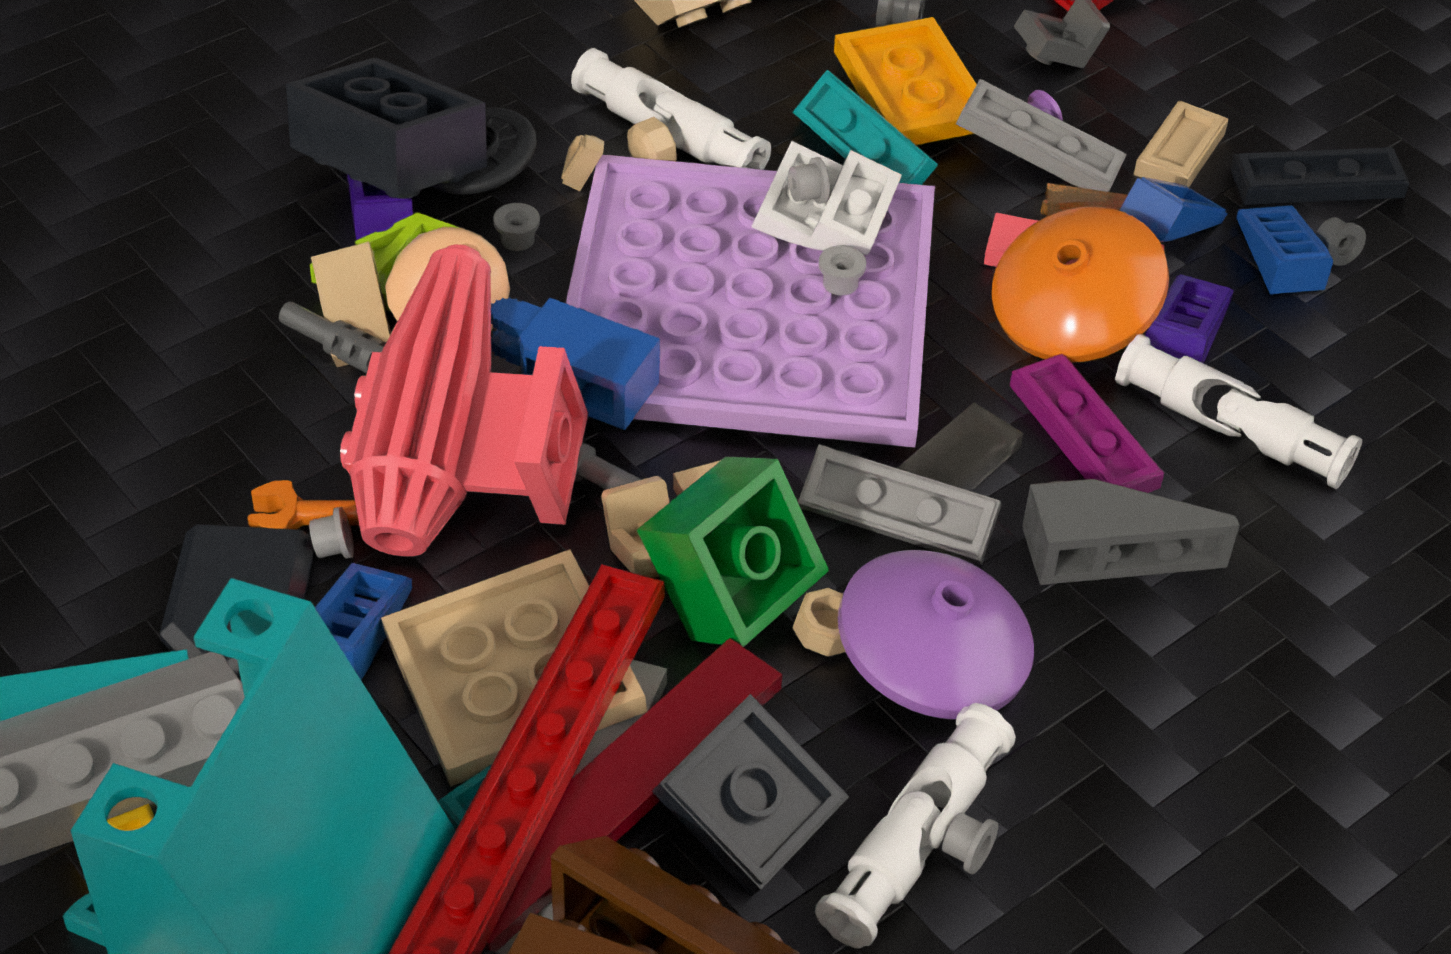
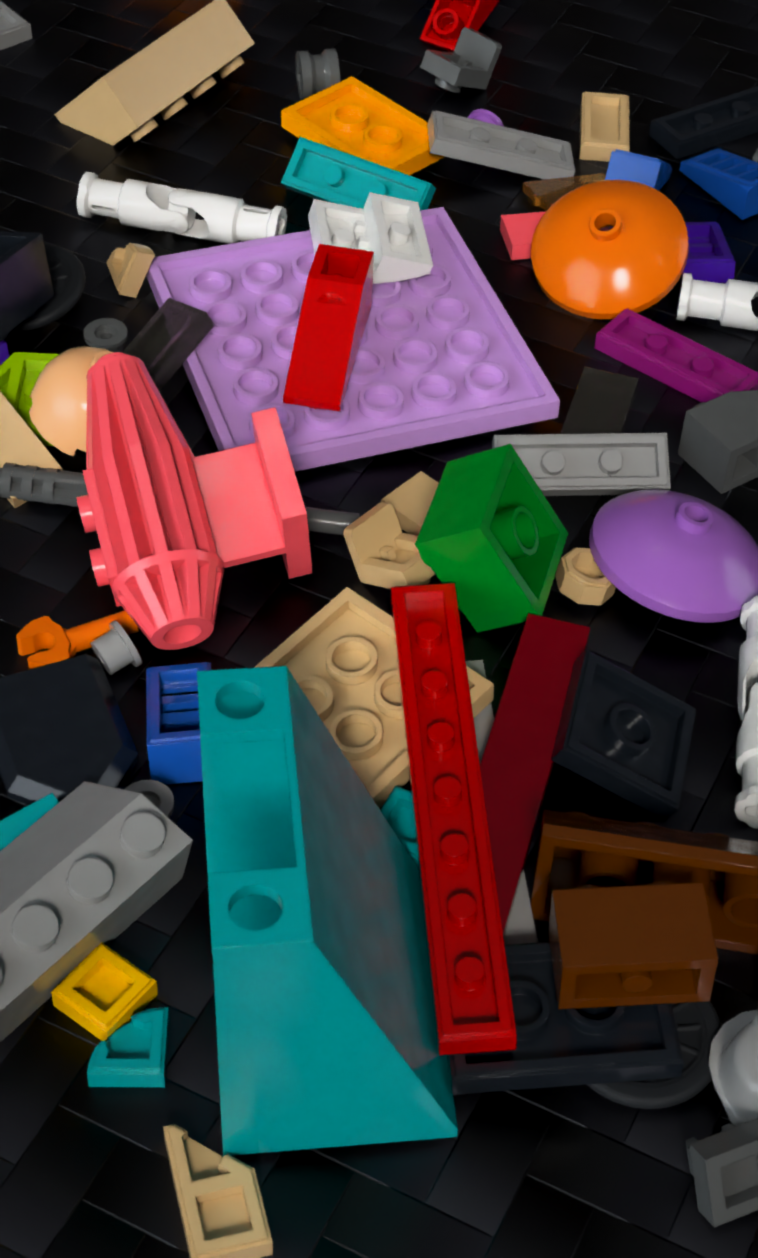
camera: 25 degrees left, 0 degrees up
(554, 251) = (169, 339): none -> clear smoke tile
(610, 361) = (223, 420): blue hinge -> none
(651, 141) = (183, 234): tan tile -> none
(717, 278) = (330, 327): none -> red slope
(809, 181) = (356, 225): light grey piece -> none
(841, 269) = (420, 290): light grey piece -> none

